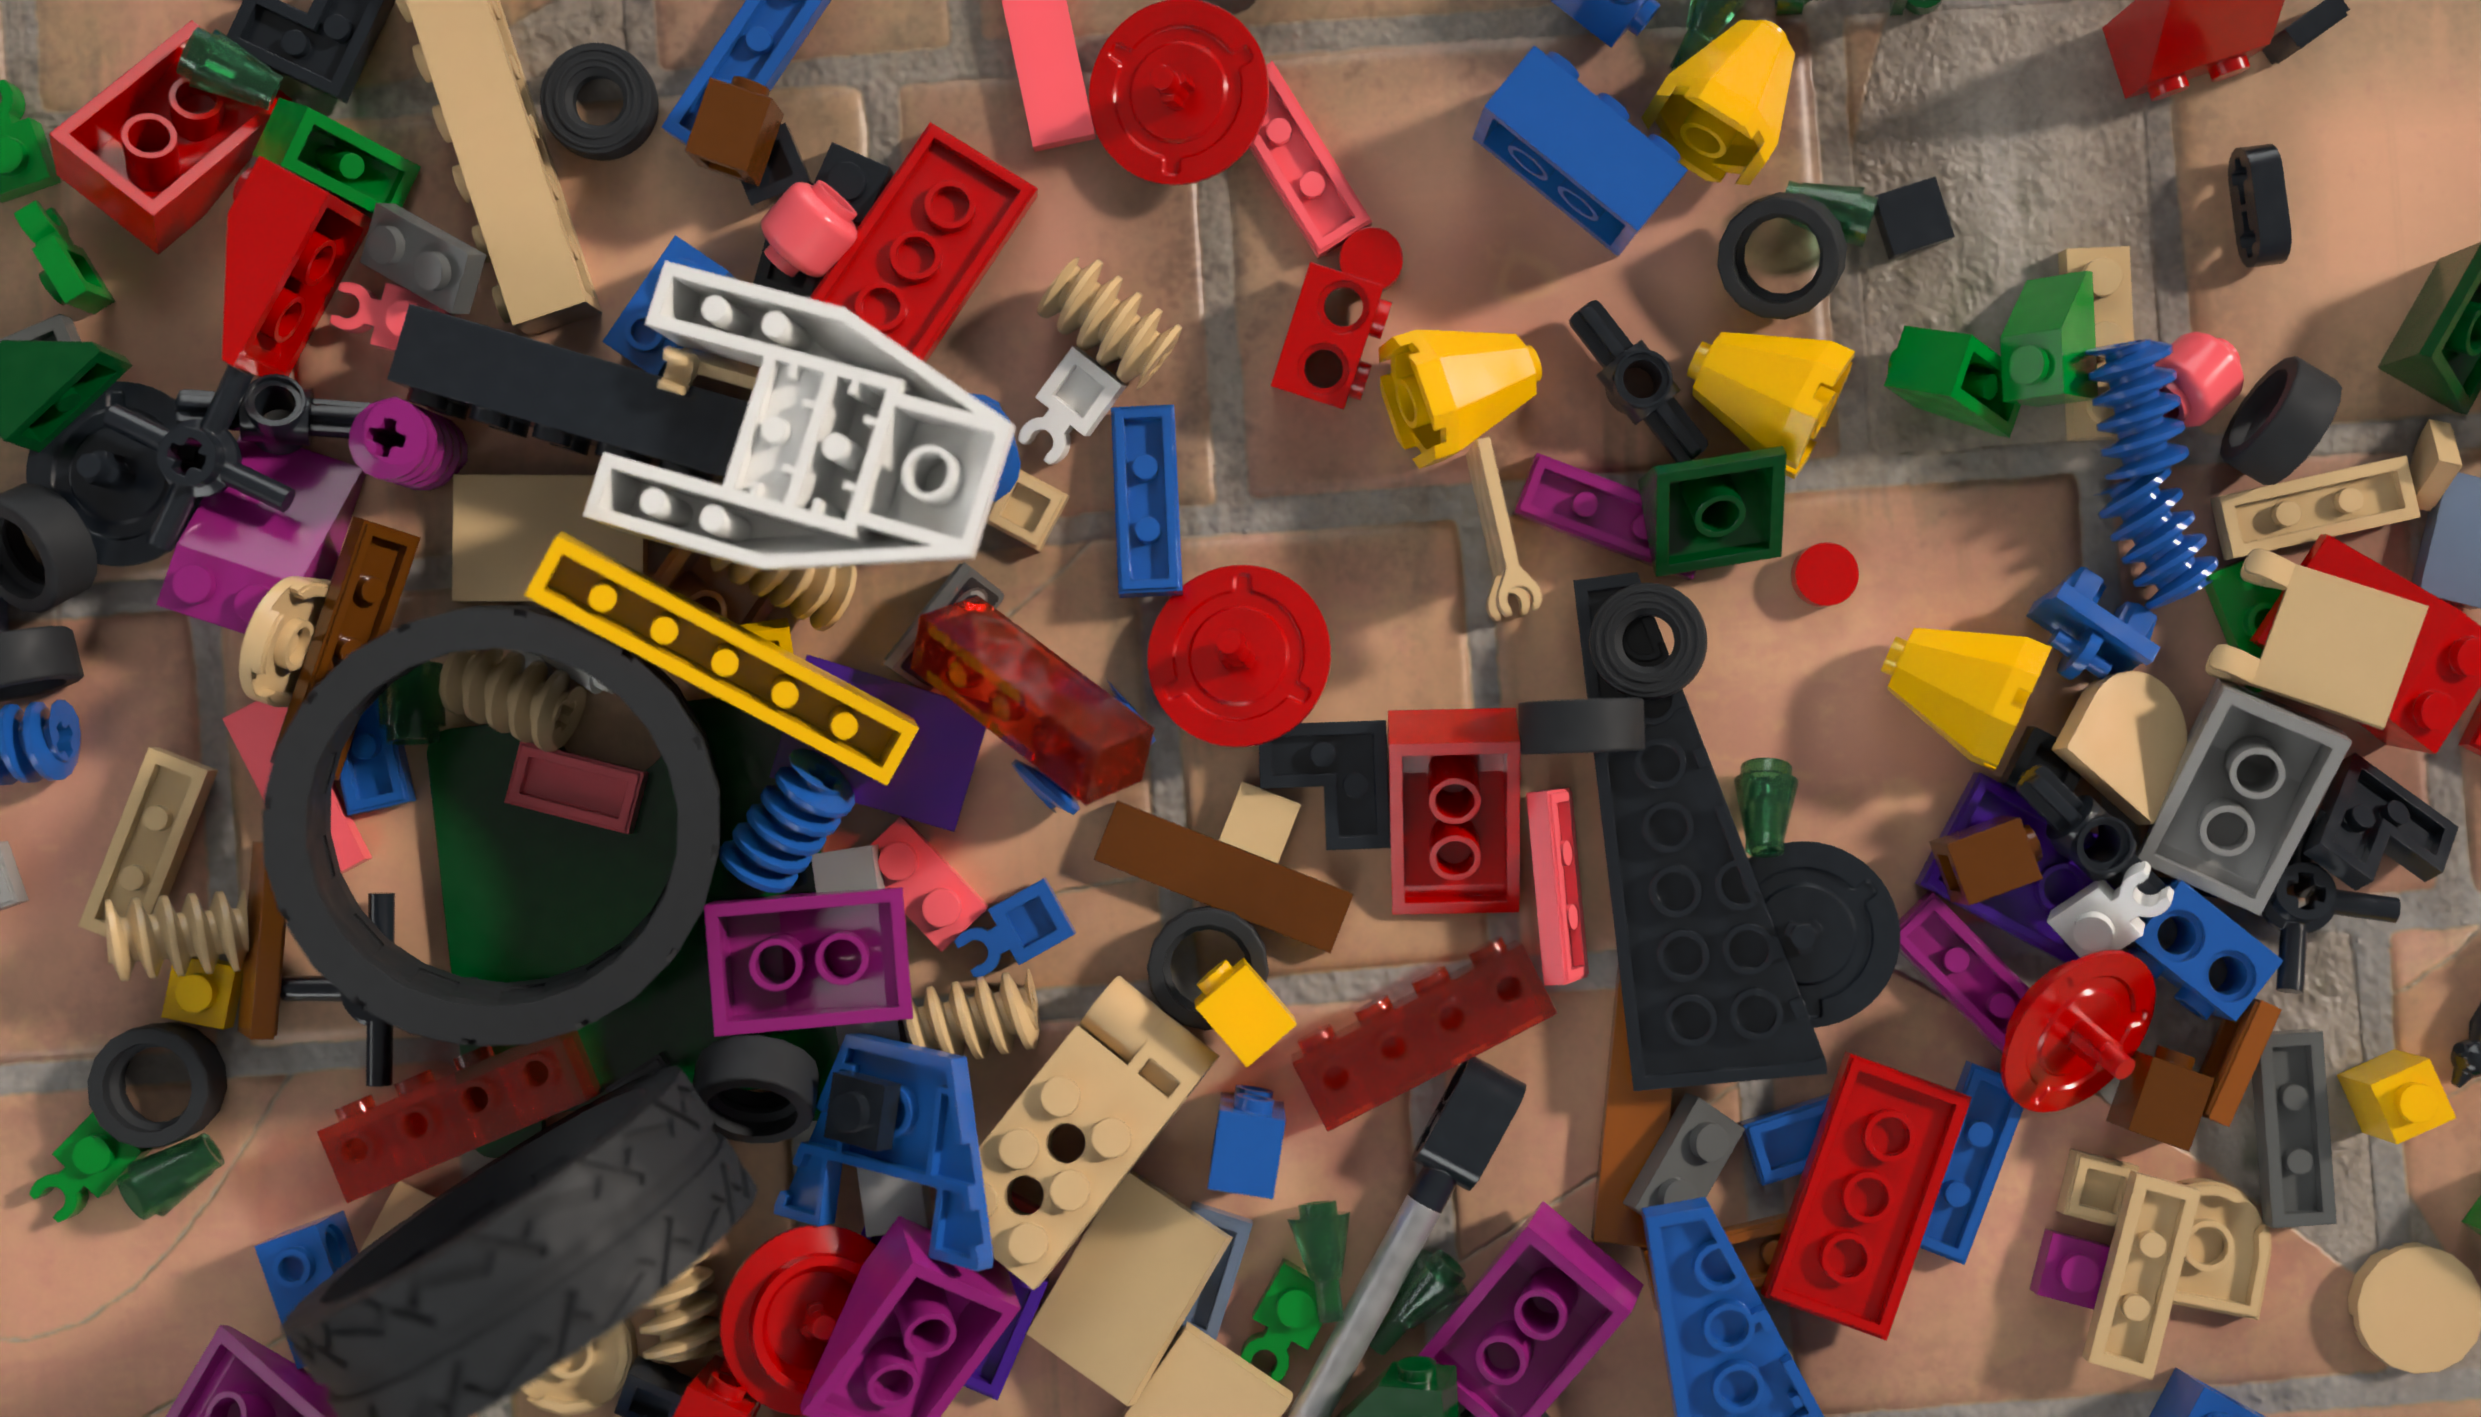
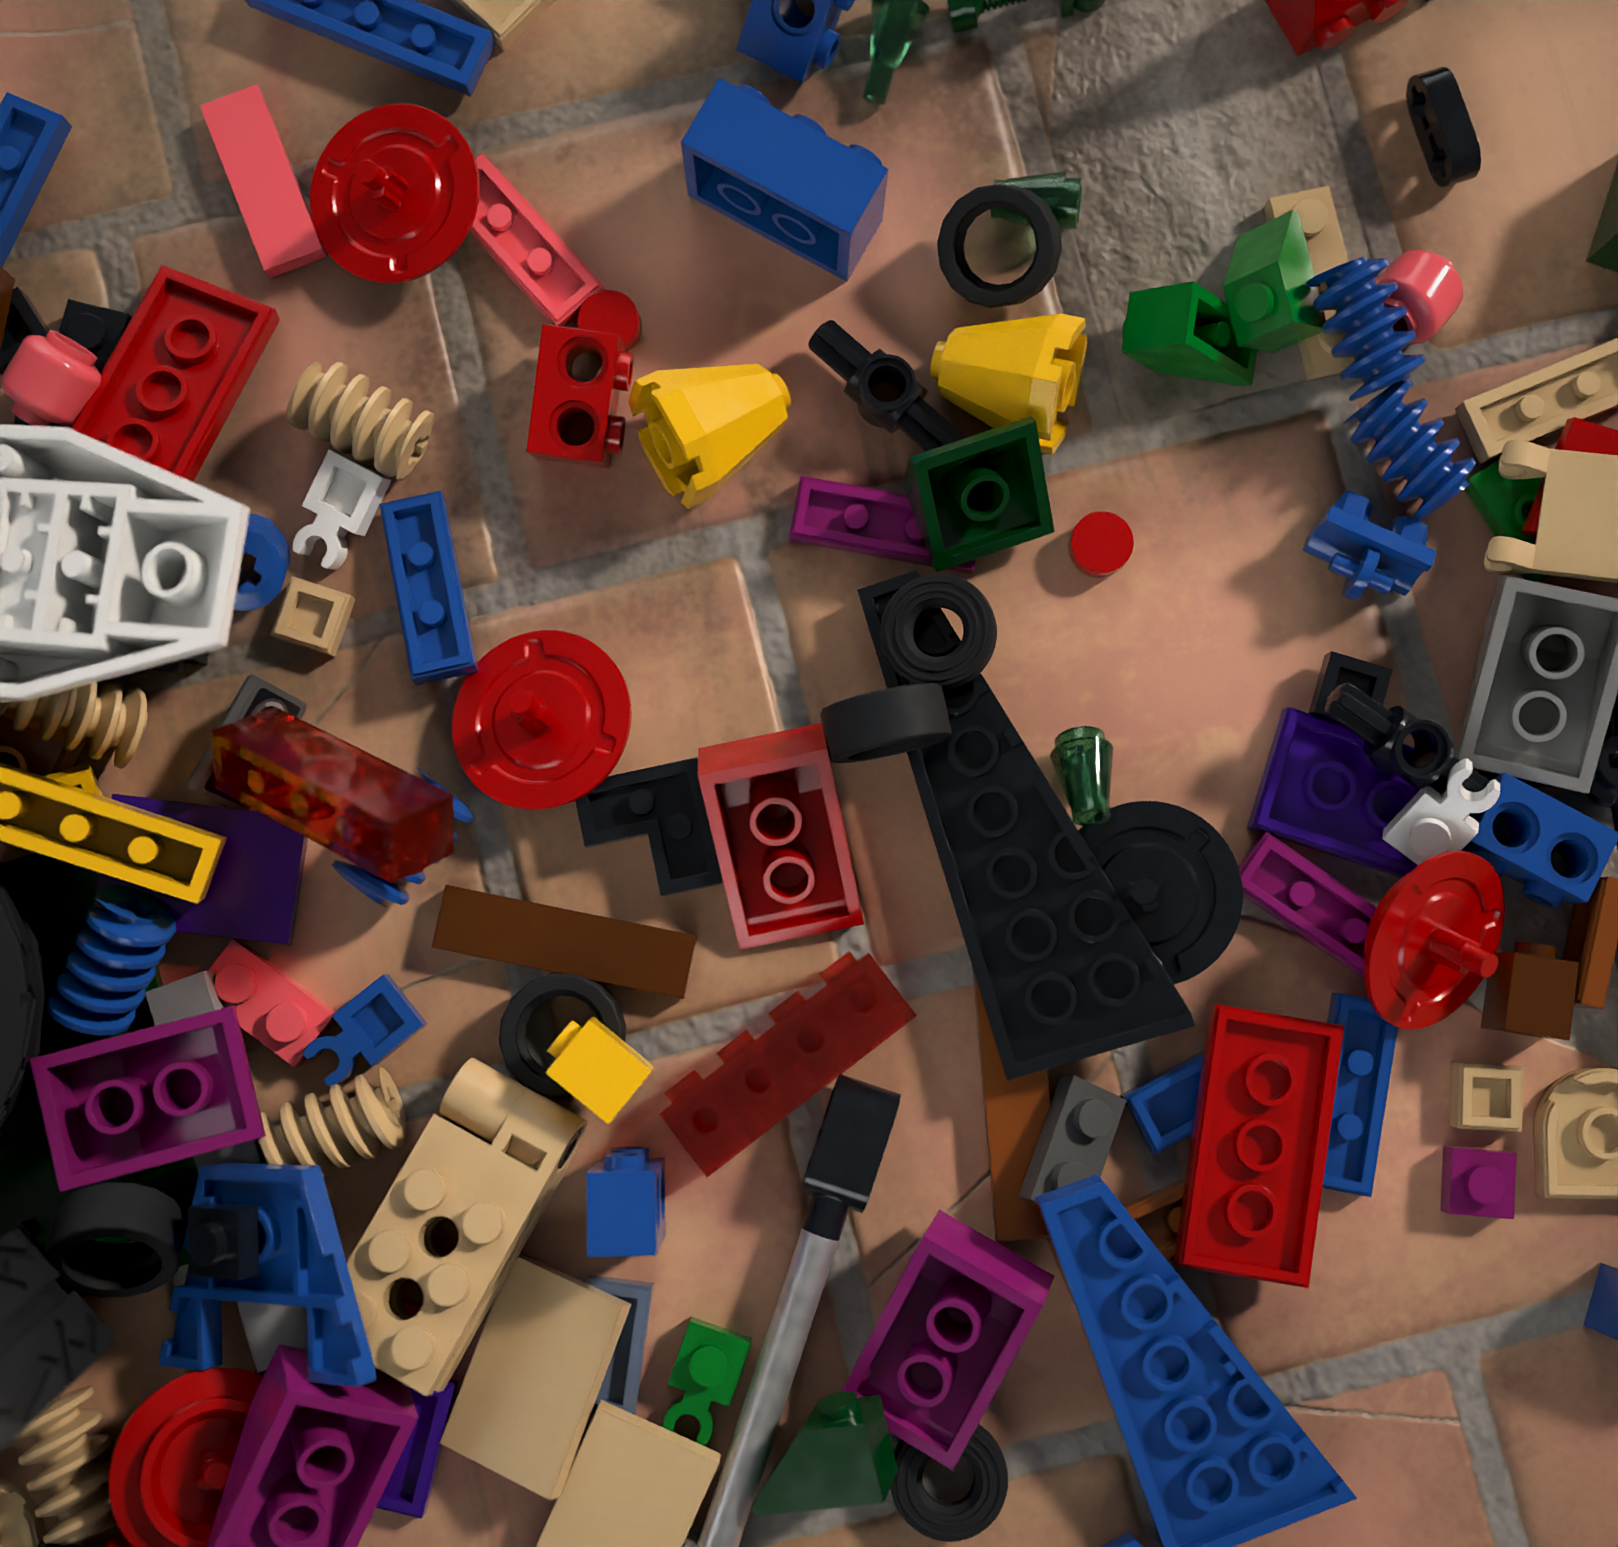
camera: 20 degrees left, 5 degrees down
(1259, 822) = (592, 881): tan tile -> none
(1322, 1241) = (724, 1295): clear green cone -> none
(1427, 1290) = (838, 1323): clear green cone -> none
(1507, 573) = (787, 585): tan flag -> none
(1557, 886) = (895, 890): coral tile -> none
(1727, 102) = (919, 114): yellow cone -> none
(1912, 218) = (1119, 196): black tile -> none
(1966, 685) = (1257, 622): yellow cone -> none
(1988, 859) = (1312, 786): reddish brown brick -> none
(2126, 741) = (1422, 650): tan tile -> none
(2141, 1274) = (1548, 1174): tan plate -> none
(2281, 421) = (1506, 317): black tyre -> none

